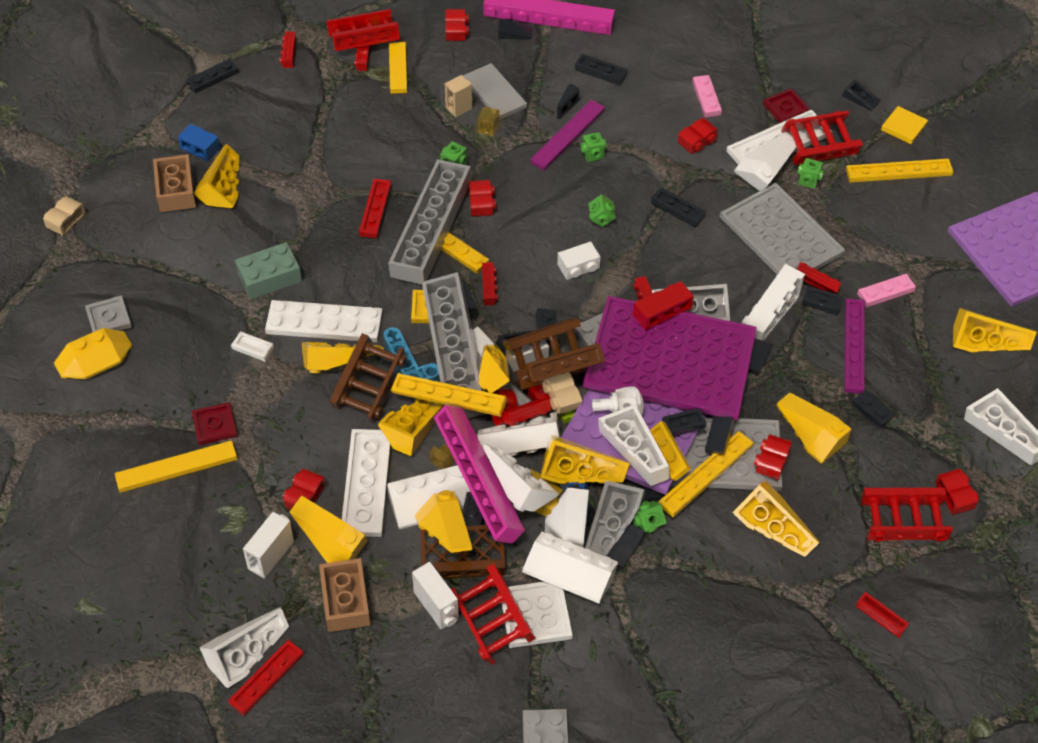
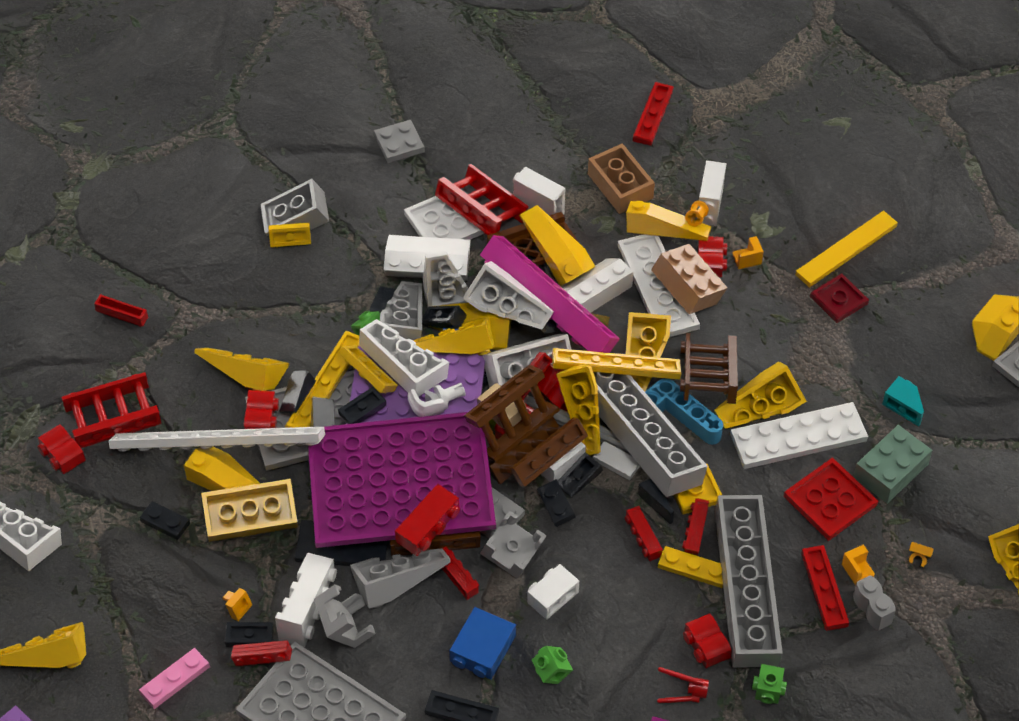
camera: 160 degrees right, 0 degrees up
(223, 317) = (904, 400): none -> teal slope
(236, 651) = (688, 116): white wedge -> none
(252, 346) = (855, 385): white tile -> none
(269, 484) = (750, 256): none -> light orange panel
(290, 209) = (920, 550): none -> light orange tile
(298, 515) = (700, 213): none -> light orange bush
(331, 264) = (830, 498): none -> red plate
(340, 462) = (689, 278): none -> medium nougat brick
(342, 216) = (856, 564): none -> light orange panel
(347, 184) = (872, 601): none -> light grey brick
(452, 266) = (697, 523): none -> red piece
(505, 173) = (697, 687): none -> red plant
(594, 297) = (512, 546): none -> light grey panel
(646, 242) = (482, 643): none -> blue brick
(682, 672) = (298, 205): none -> light grey slope
(686, 644) = (289, 234): none -> yellow plate
(735, 466) = (297, 390): none -> black slope
(751, 278) = (338, 617): none -> light grey panel
(802, 379) = (249, 510): none -> yellow brick
(818, 438) = (211, 438): none -> white plate
(828, 322) = (237, 603): none -> light orange tile
(854, 346) = (200, 593): magenta tile -> none

